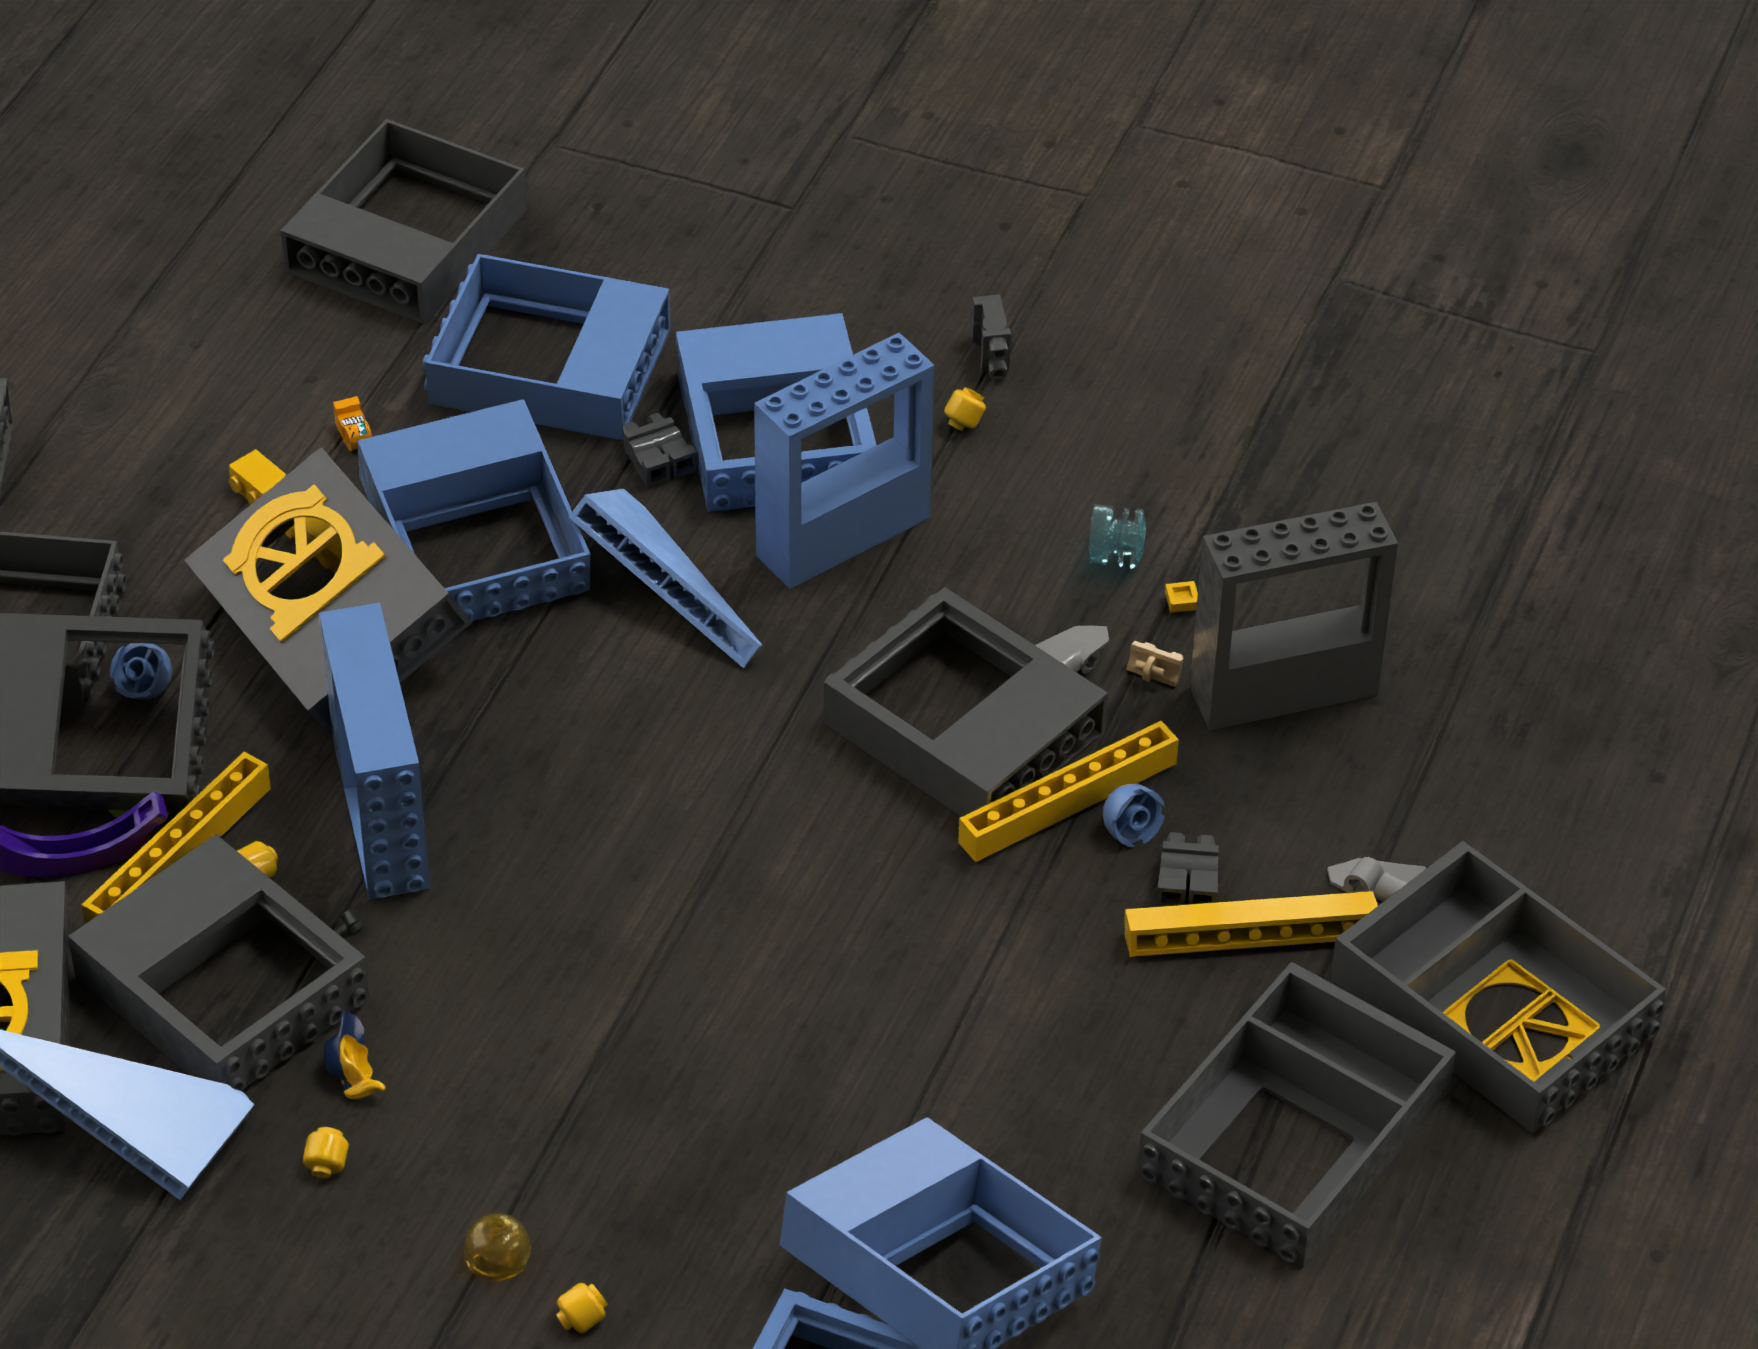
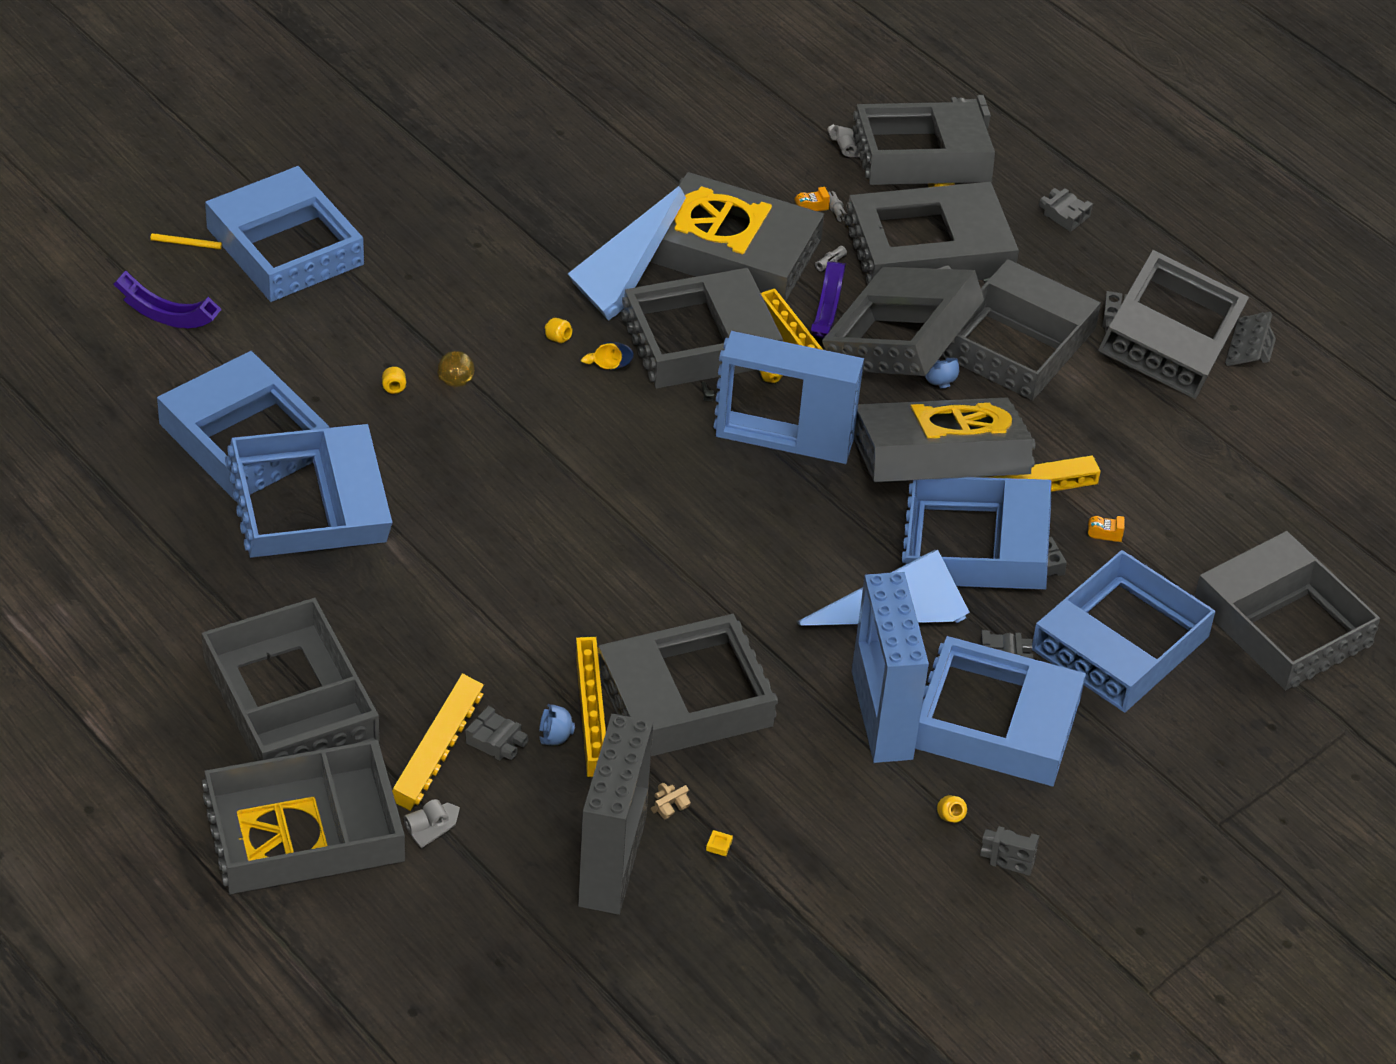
camera: 115 degrees right, 0 degrees up
(1077, 647) = (705, 759): light grey panel -> none
(1116, 536) = (783, 822): clear light blue wheel -> none

